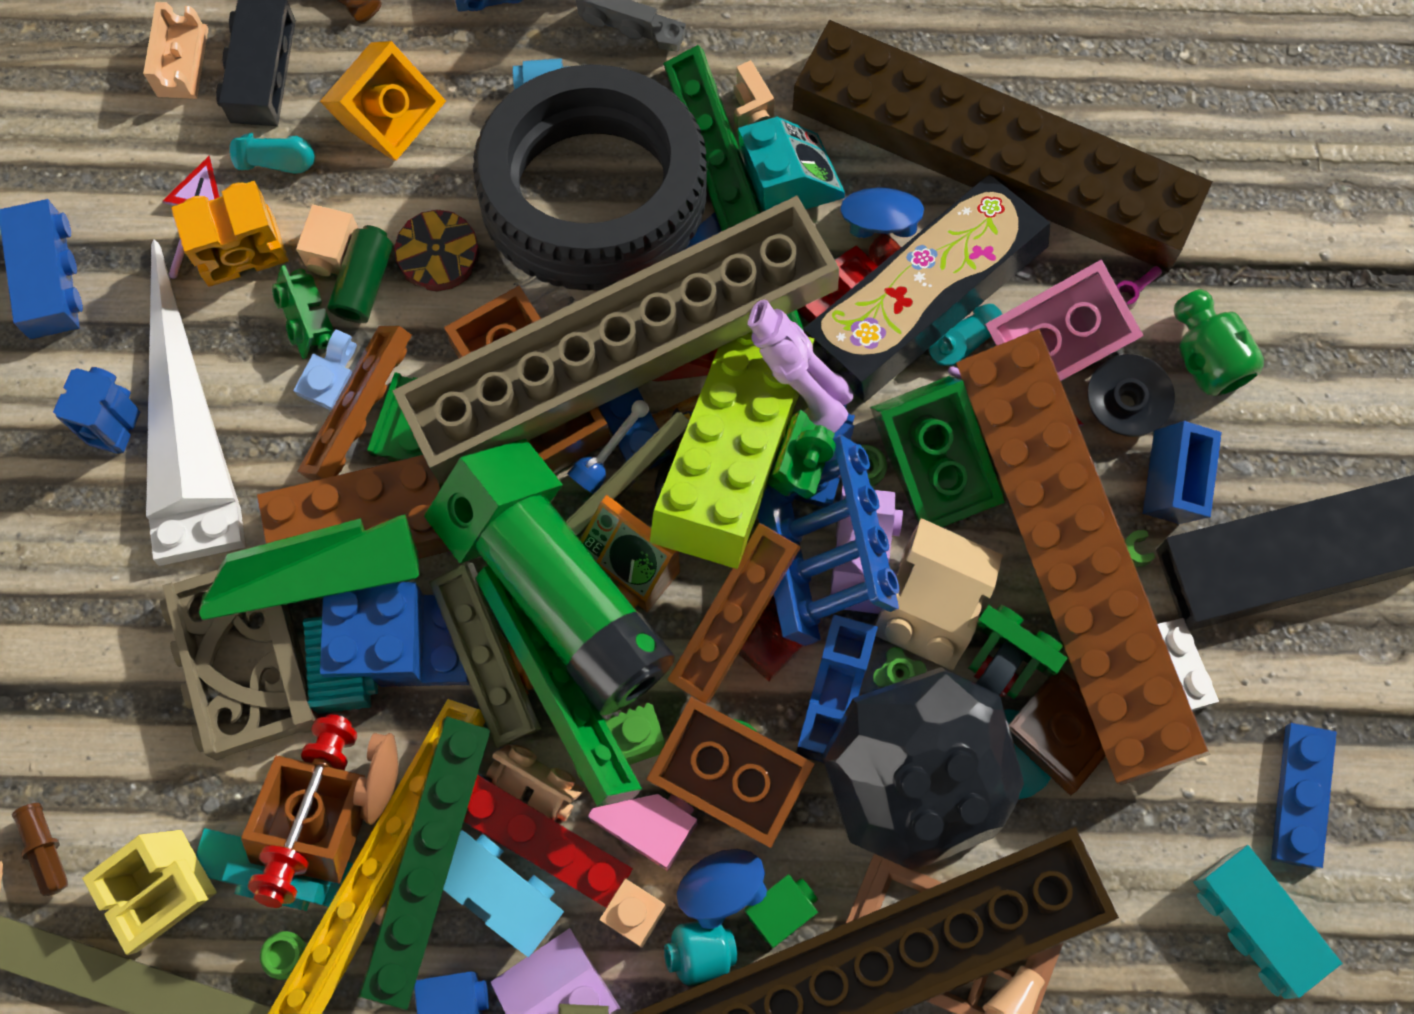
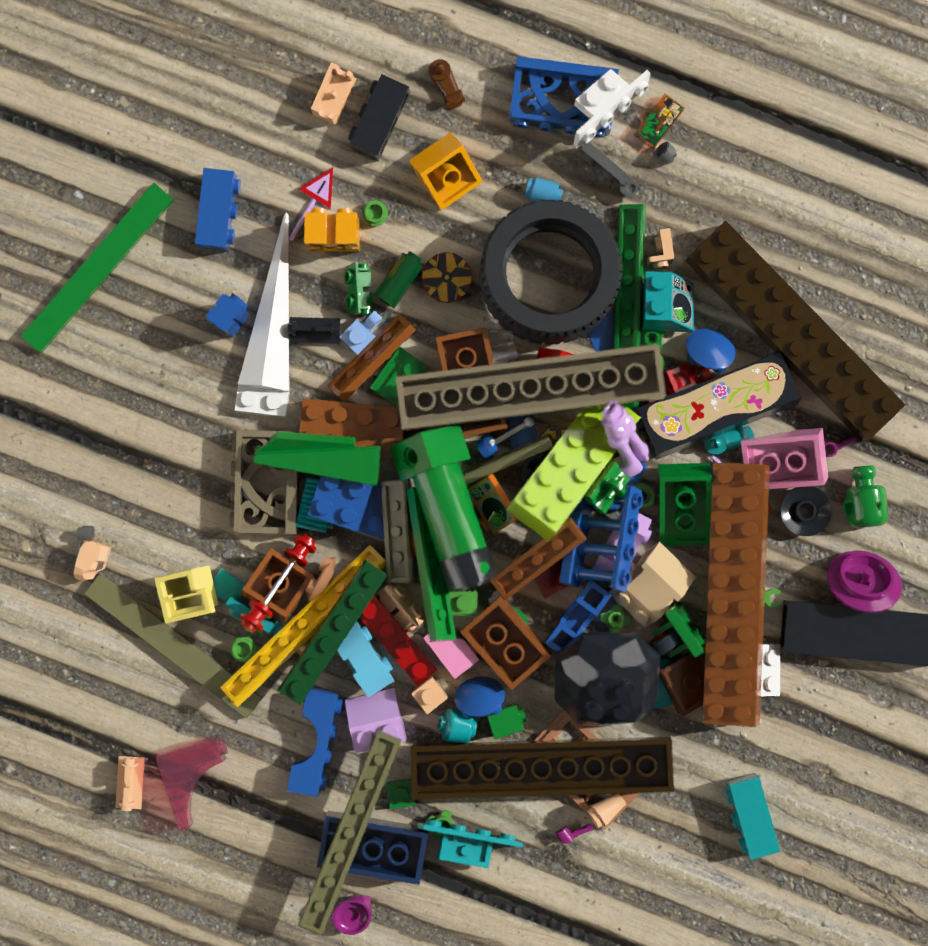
camera: 20 degrees right, 15 degrees up
(40, 849) = (133, 548): reddish brown axle -> none
(249, 396) = (314, 330): none -> black hinge
(280, 154) = (380, 187): teal piece -> none
(294, 195) = (375, 213): none -> bright green plate
(325, 239) = (385, 252): light nougat brick -> none
(1182, 473) = (813, 567): blue piece -> none
(1275, 465) = (864, 581): none -> magenta piece
(1304, 796) = (802, 759): blue plate -> none

